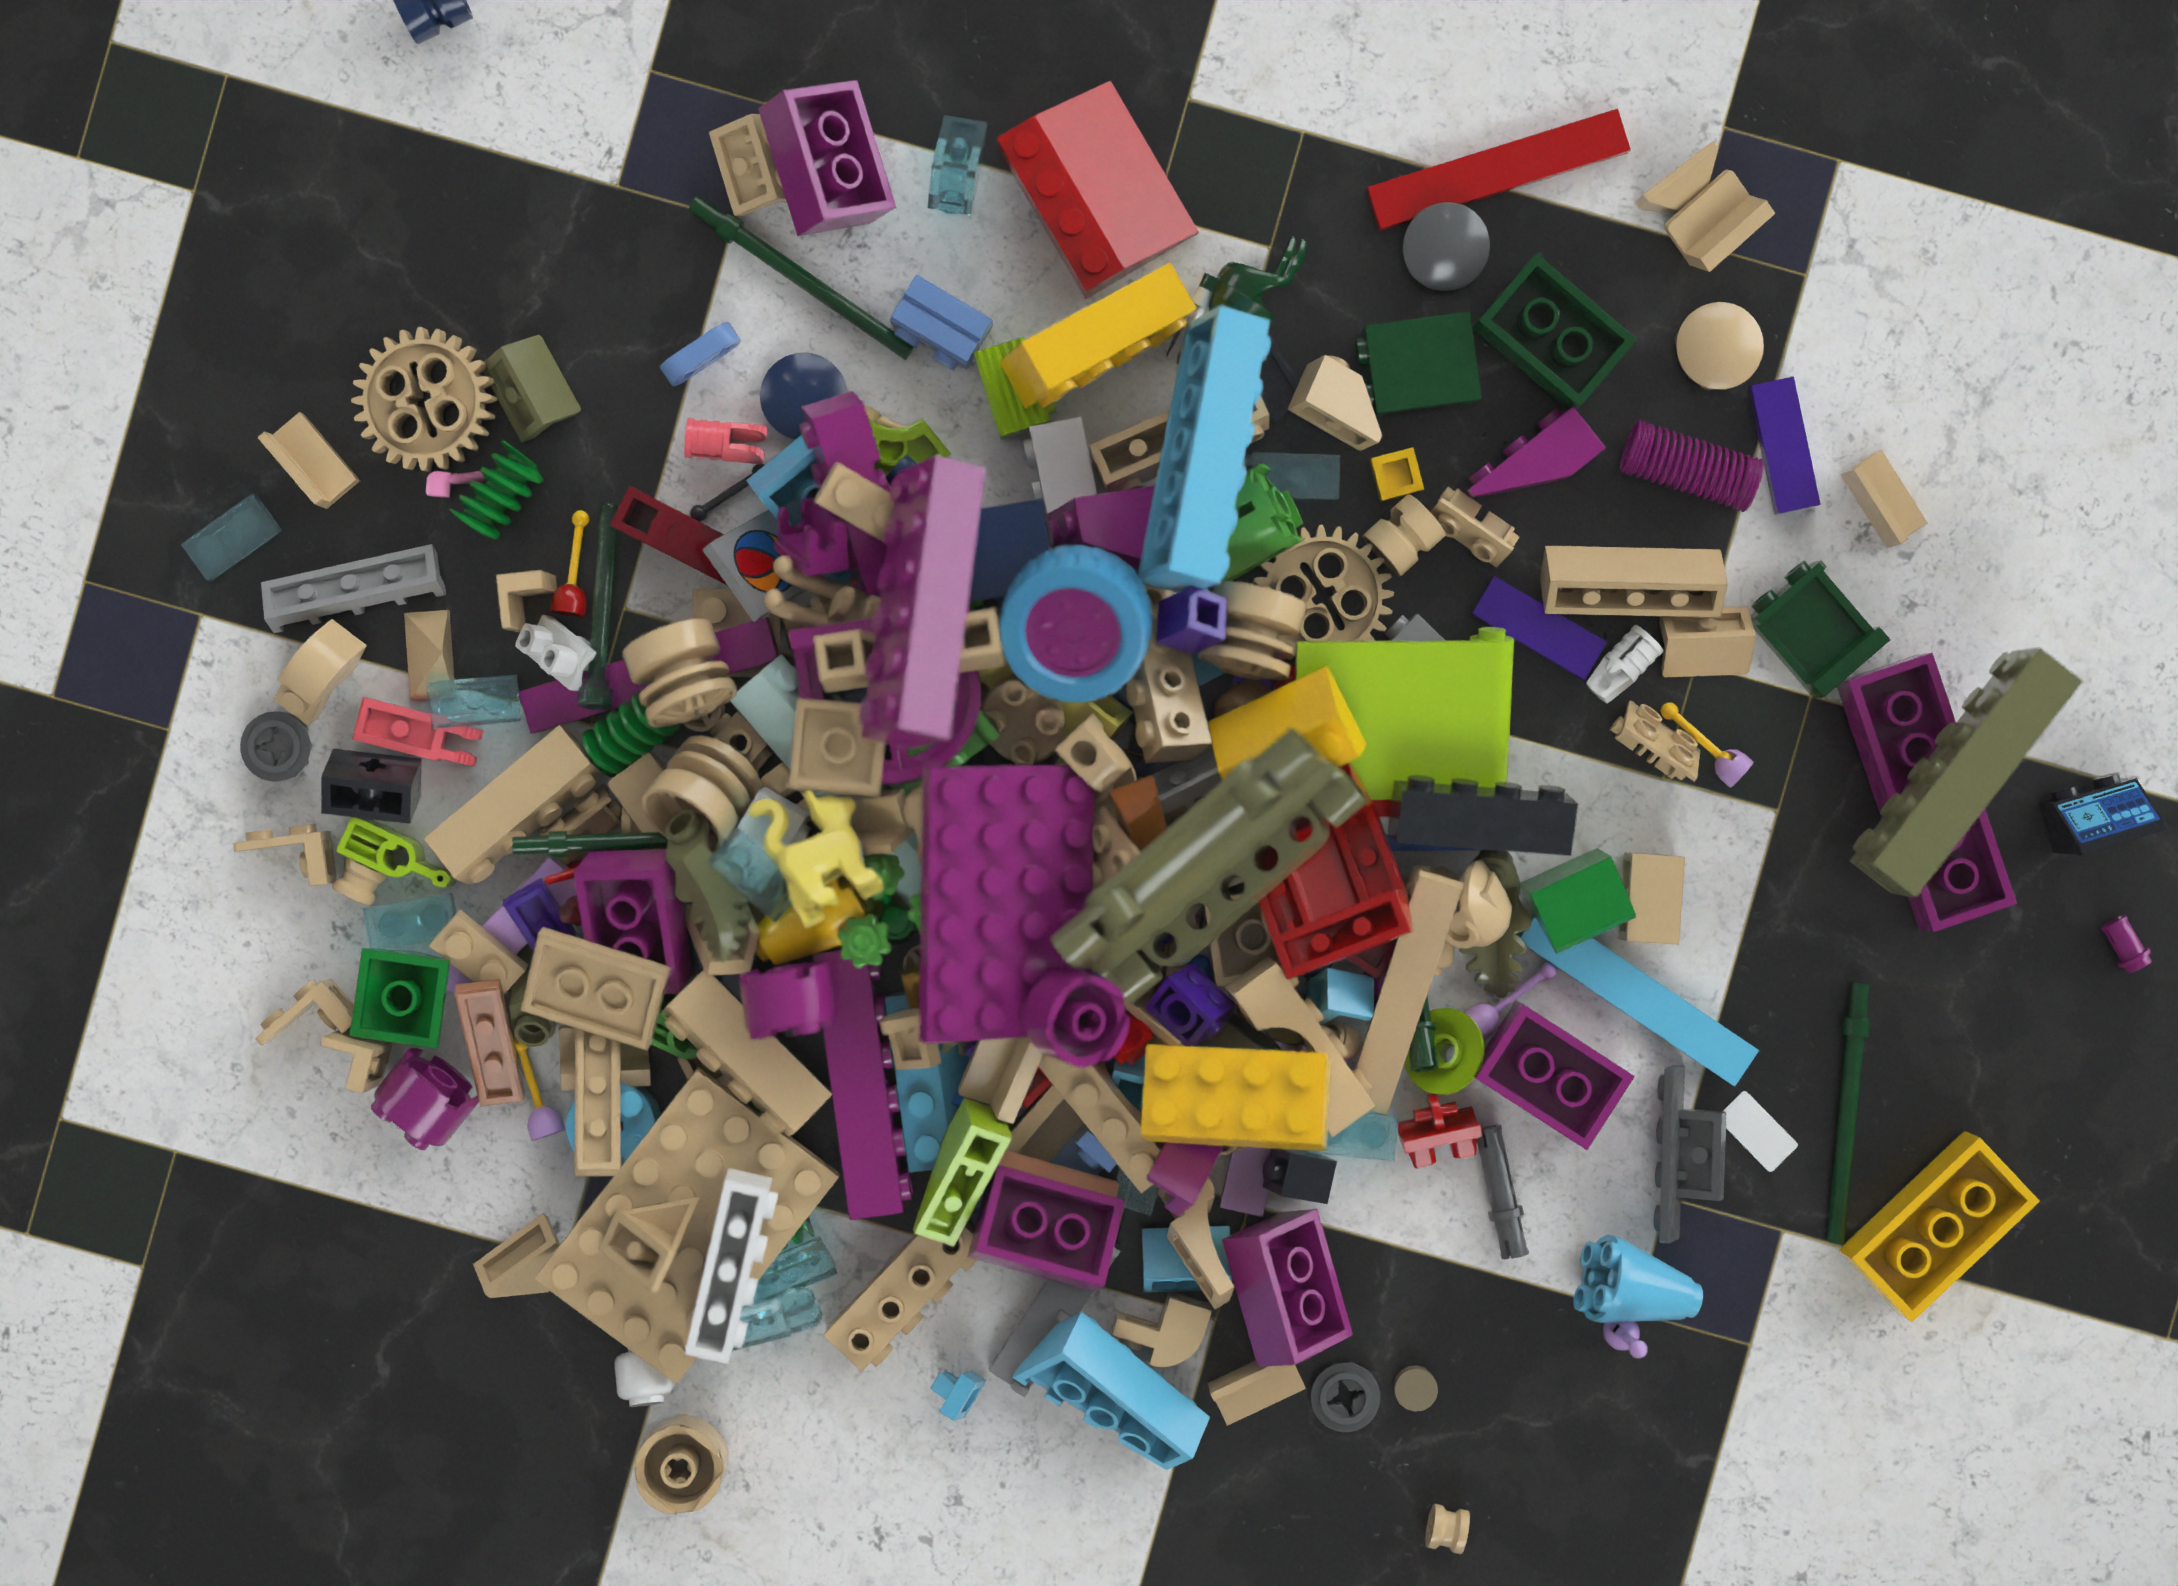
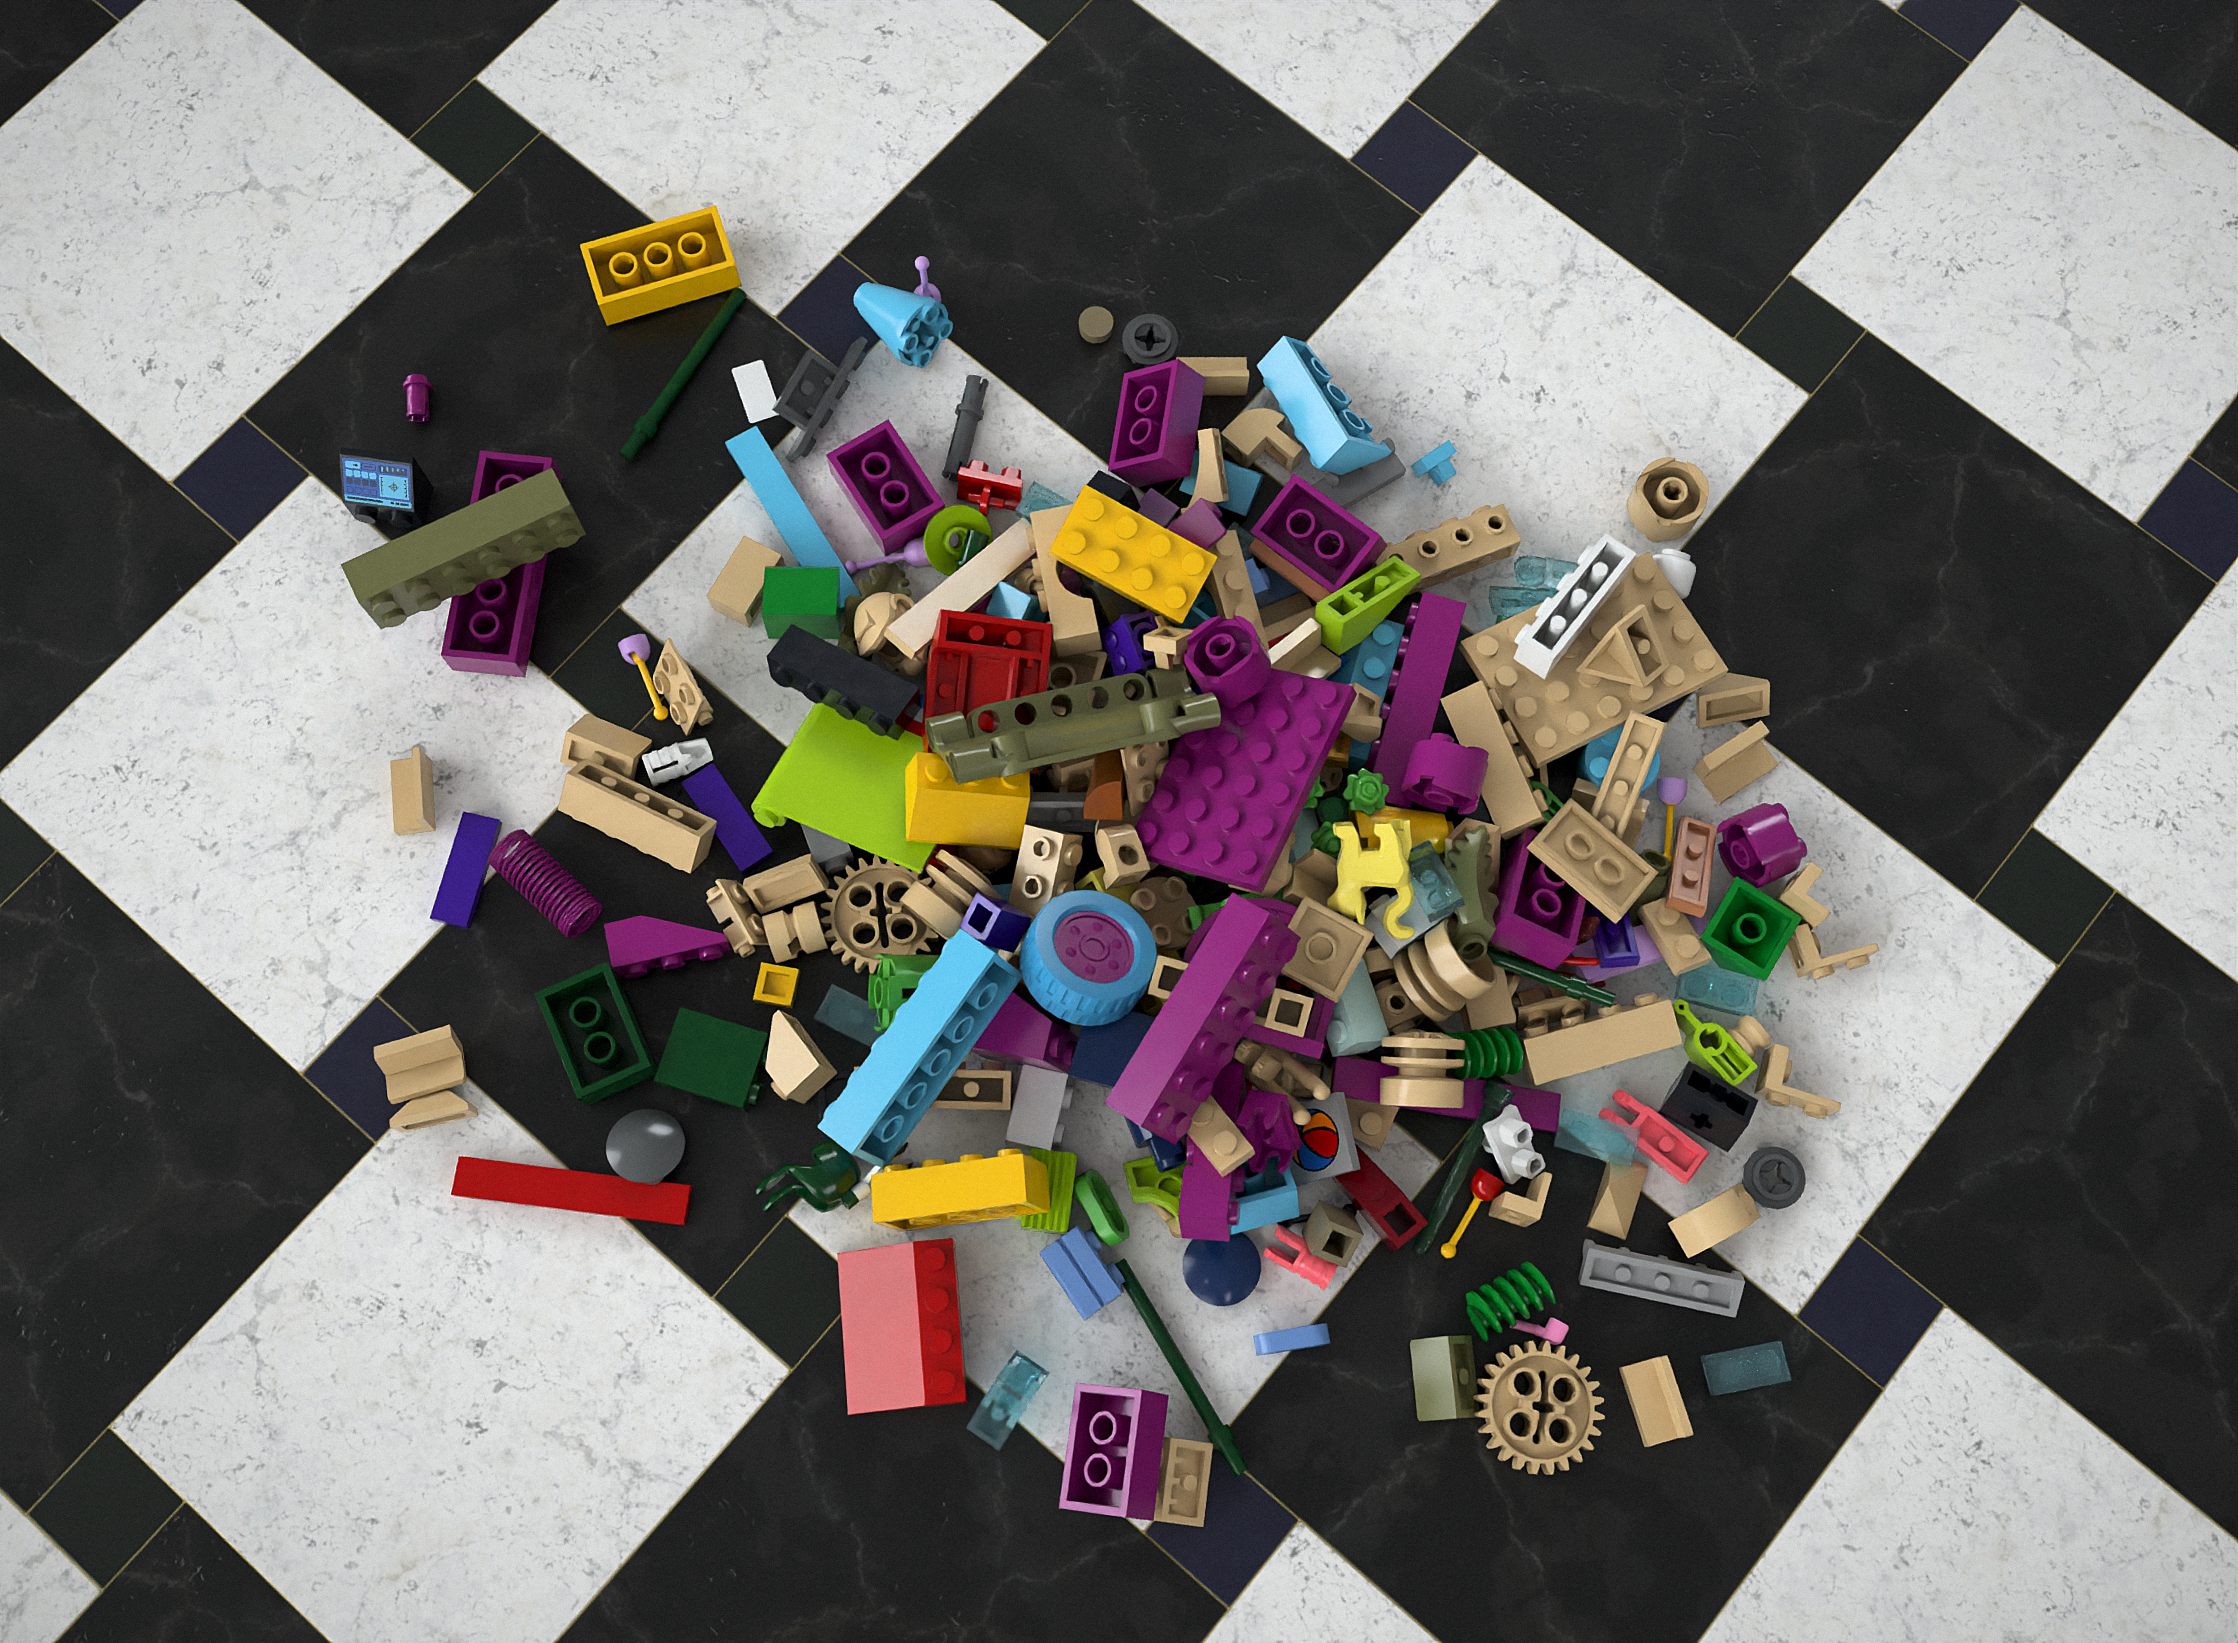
camera: 160 degrees left, 15 degrees down
(486, 1188) = (1736, 763): none -> tan panel
(704, 474) = (1332, 1233): none -> dark tan brick
(951, 396) = (1099, 1203): none -> bright green plate
(1151, 1014) = (1168, 645): none -> tan tile
(1438, 580) = (786, 883): none -> tan tile
(1447, 1528) = (1119, 221): tan wheel -> none
(1719, 345) = (473, 969): tan dish -> none
(1815, 629) = (517, 719): dark green panel -> none

